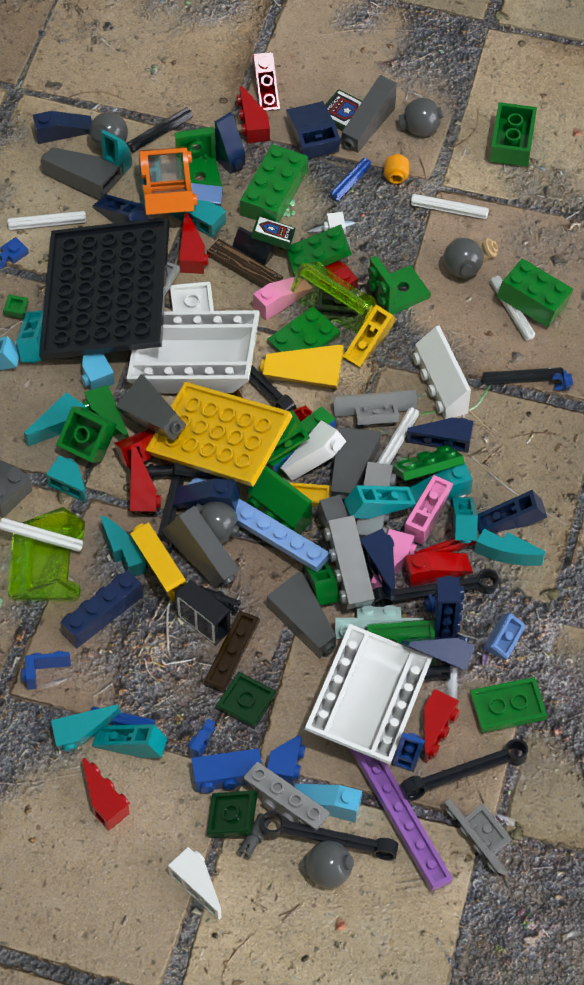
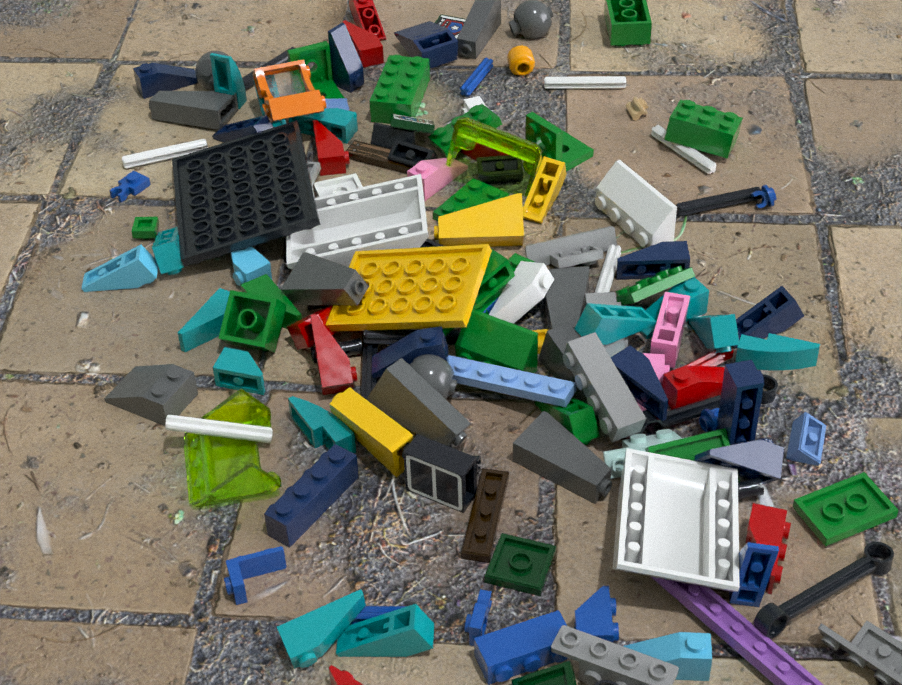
camera: 10 degrees left, 15 degrees down
(263, 269) = (409, 153): none -> black slope
(463, 257) = (618, 113): dark grey brick -> none

